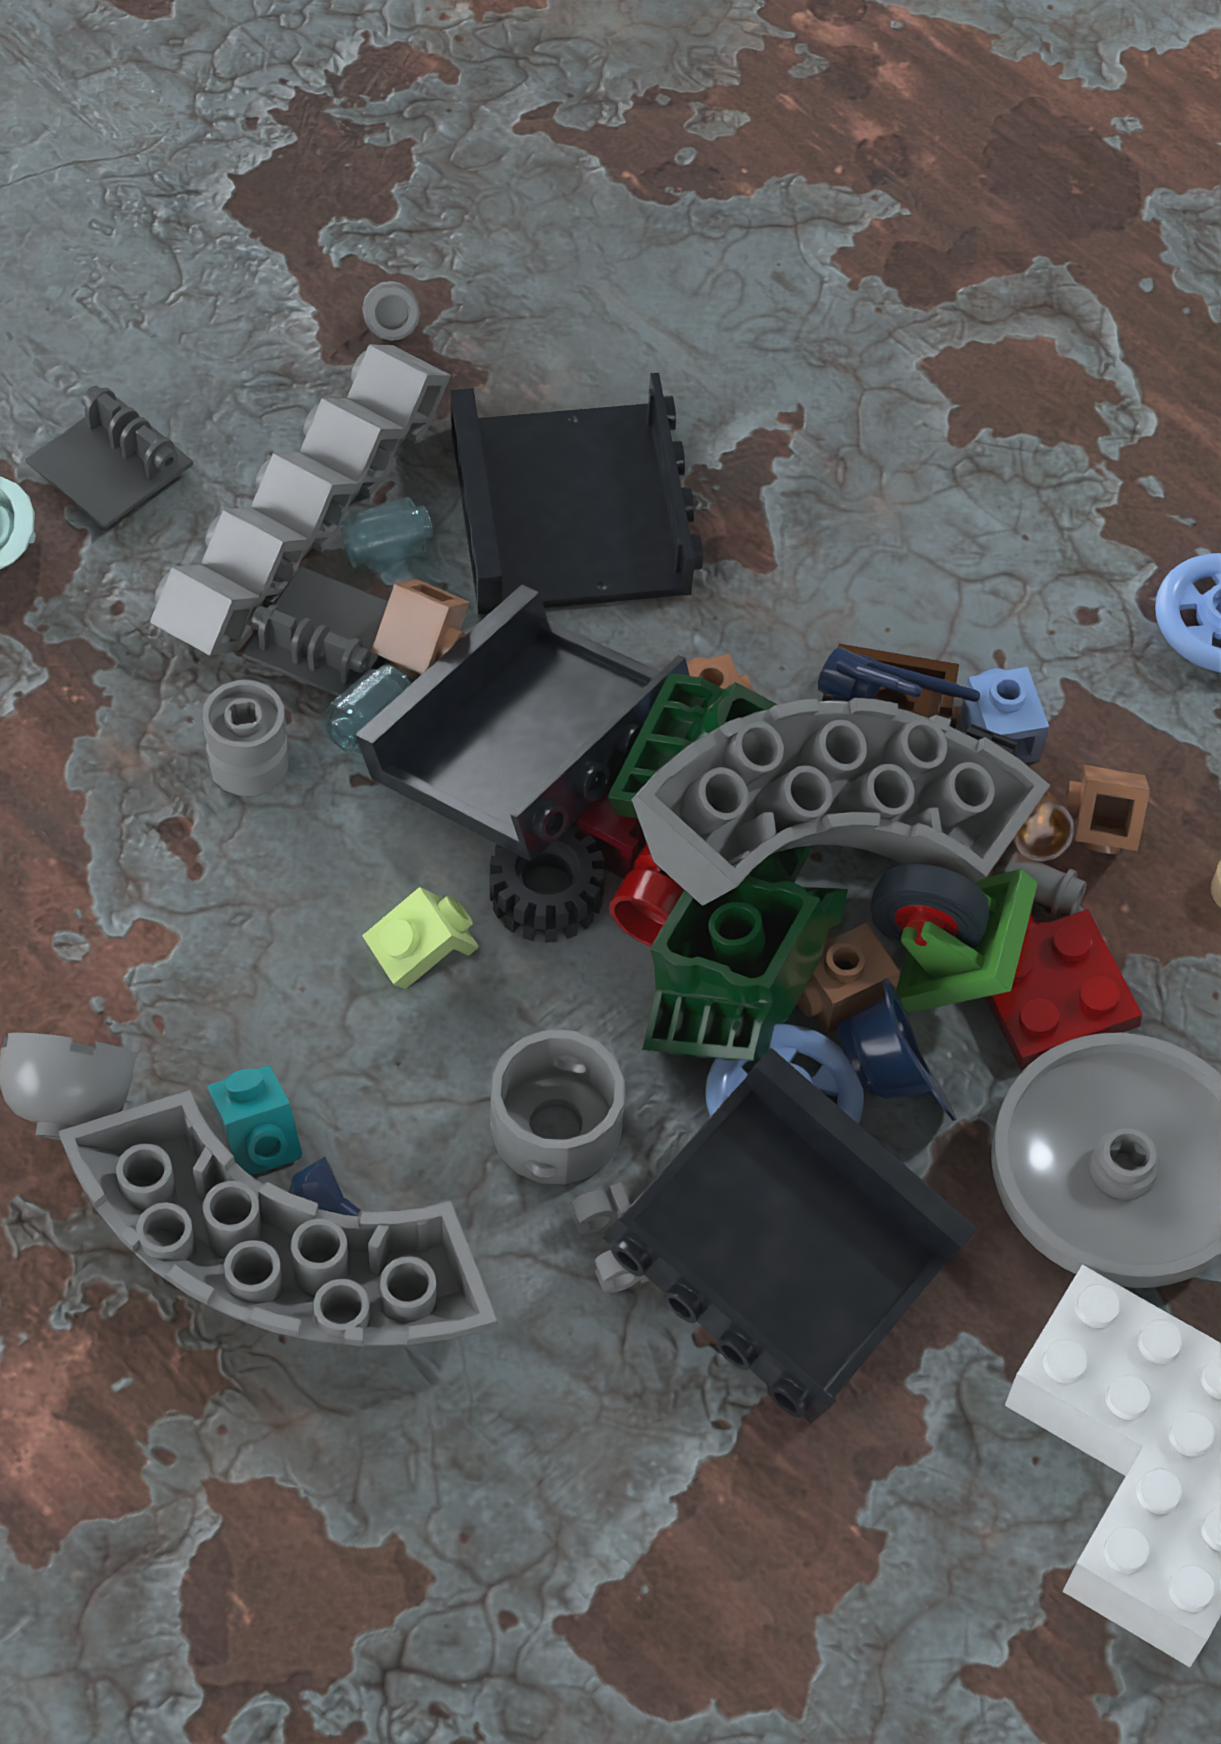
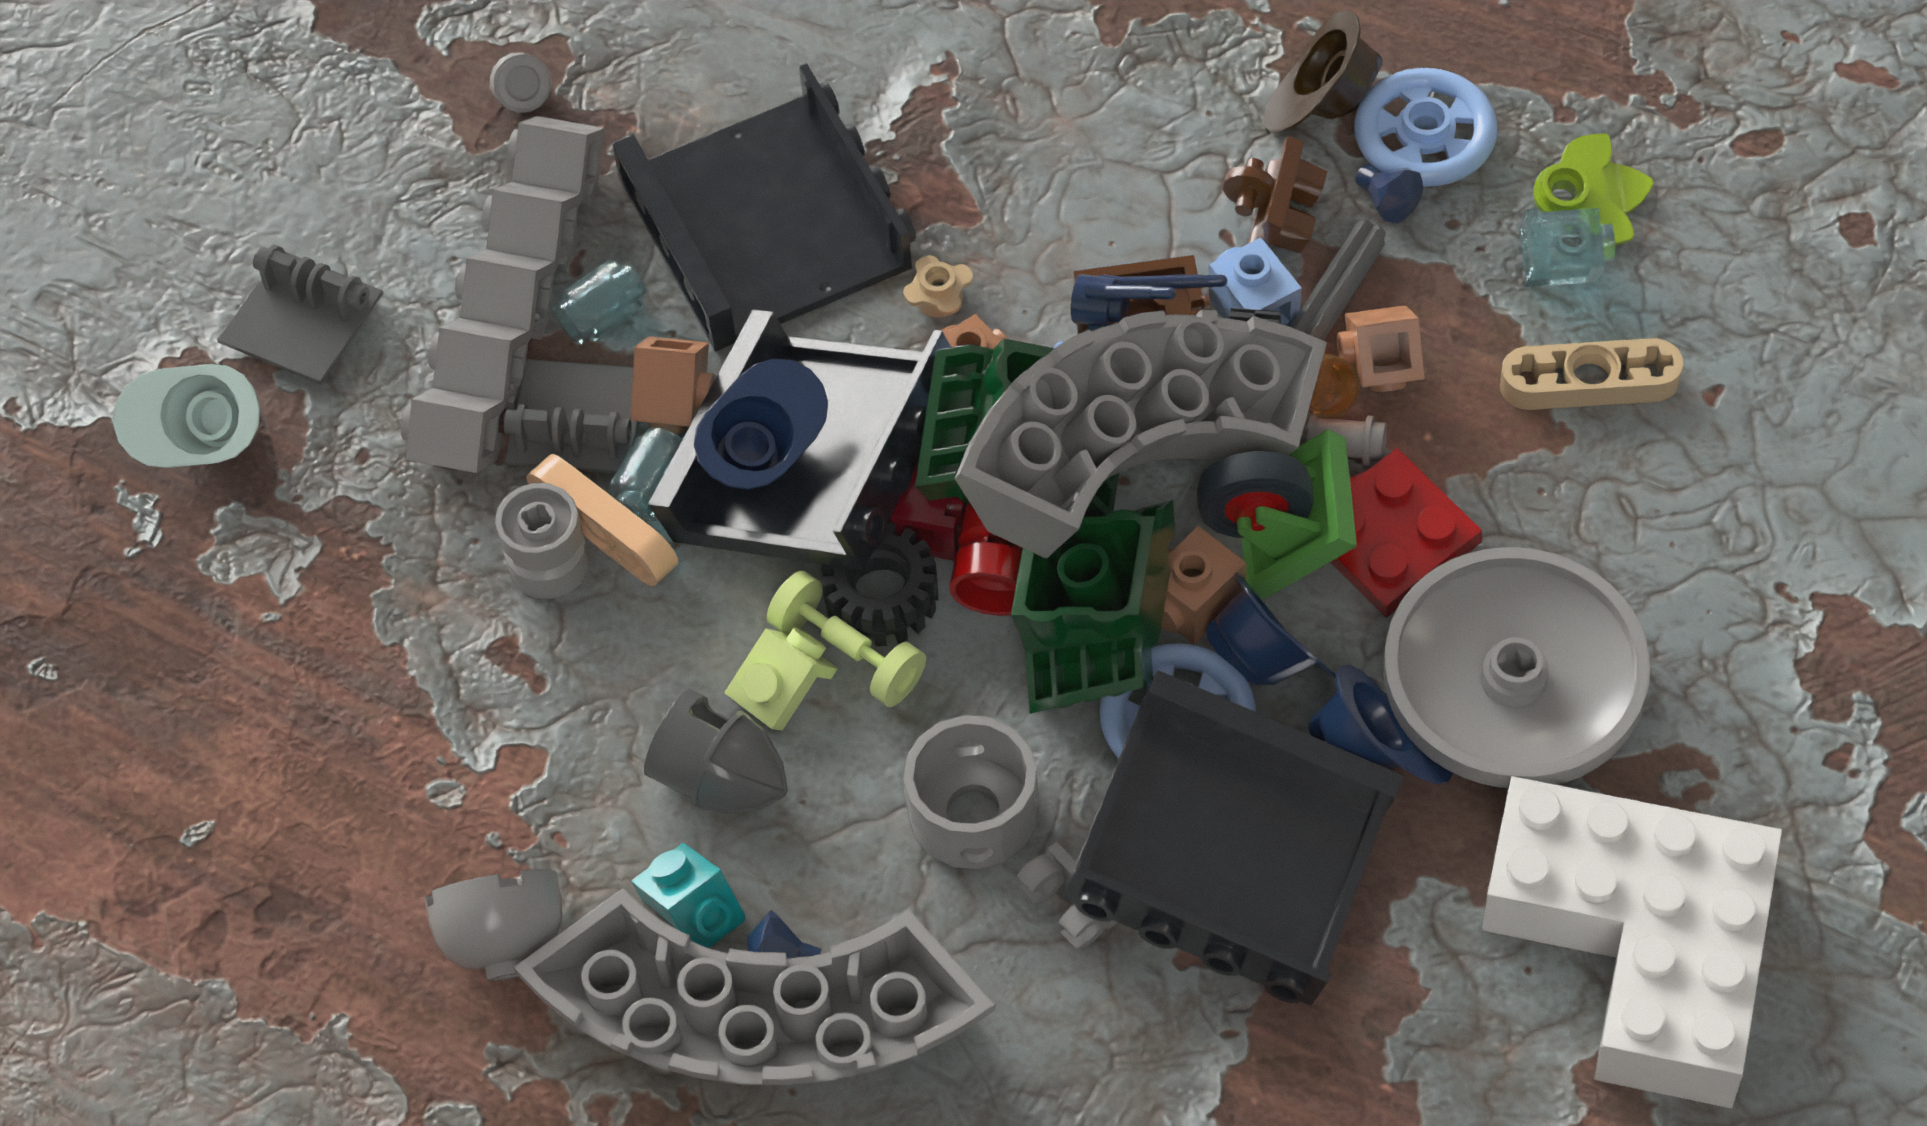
camera: 10 degrees left, 0 degrees up
(315, 740) = (610, 523): none -> light nougat beam
(326, 993) = (715, 759): none -> dark grey helmet
(485, 693) = (761, 424): none -> dark blue piece
(530, 969) = (797, 603): none -> yellowish green wheel
(702, 631) = (937, 300): none -> tan plate
(959, 1168) = (1363, 723): none -> dark blue piece
(1053, 627) = (1270, 195): none -> reddish brown hips
(1090, 733) = (1340, 280): none -> dark grey axle
(1149, 537) = (1328, 76): none -> dark brown piece
(1172, 664) = (1392, 191): none -> dark blue rock

